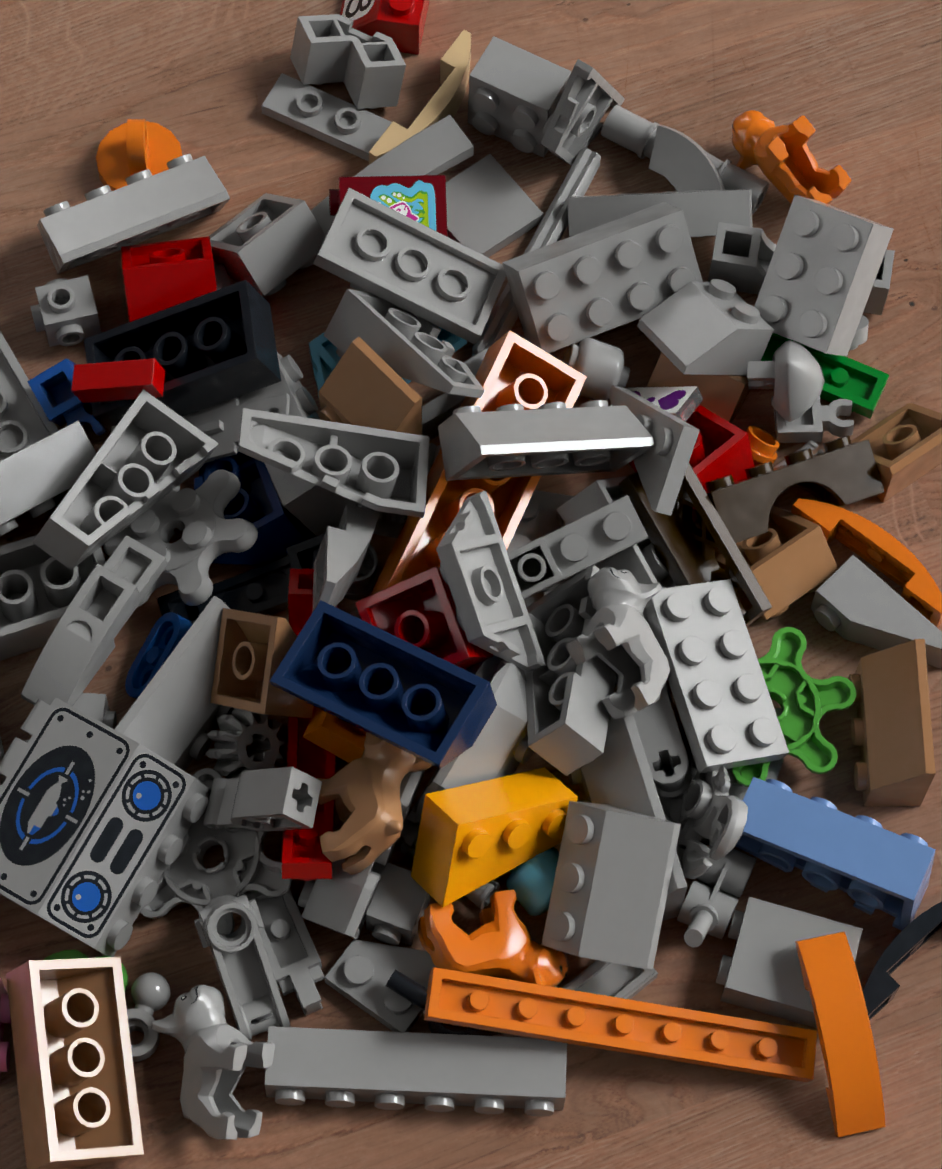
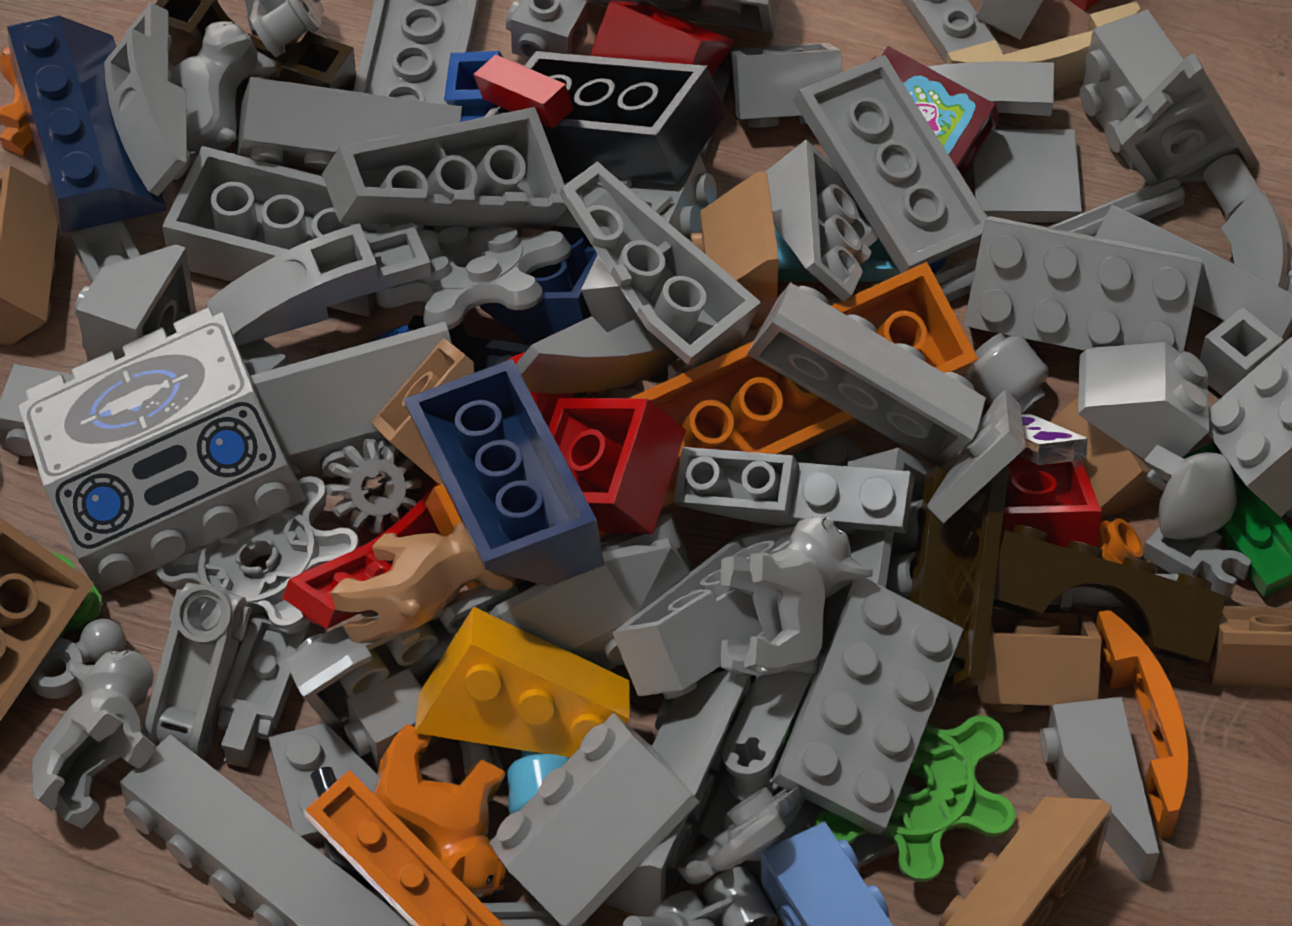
camera: 40 degrees right, 10 degrees down
(264, 800) = (332, 524): light grey piece -> none
(486, 587) = (688, 458): light grey wing -> none

